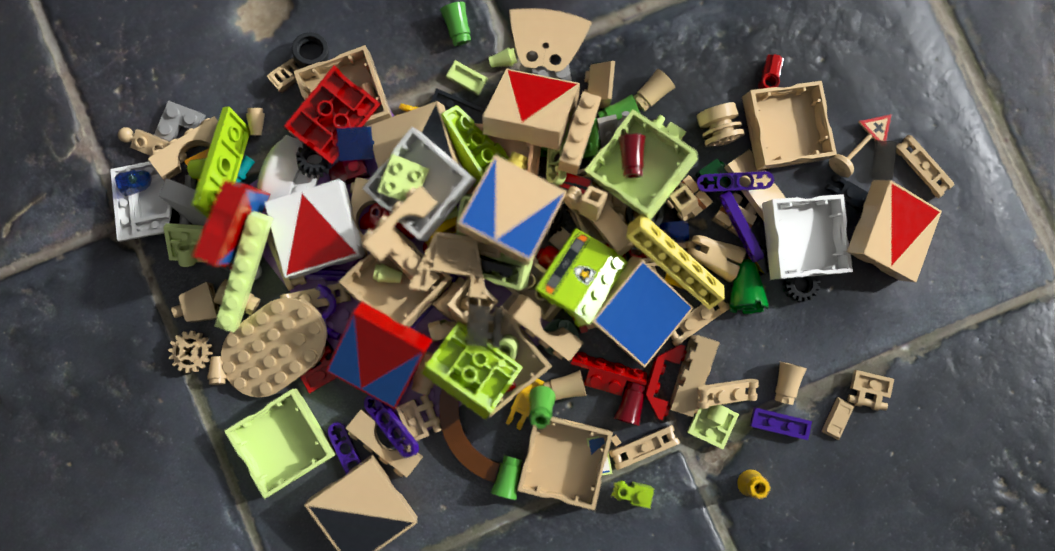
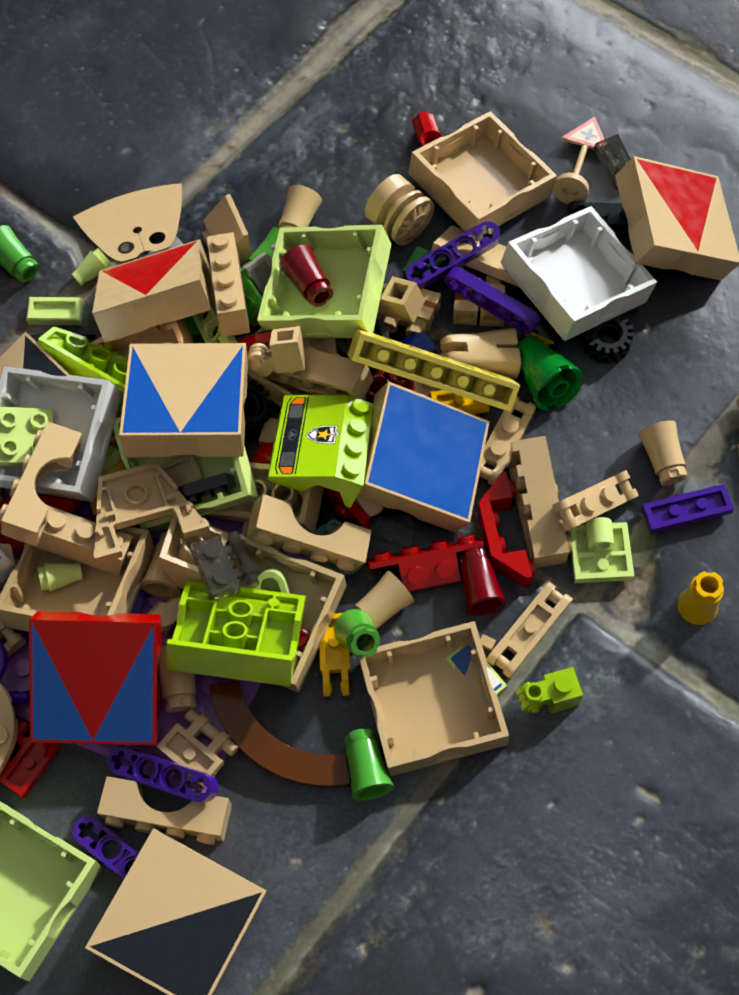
camera: 20 degrees left, 20 degrees down
(924, 166) = (668, 147): tan plate -> none

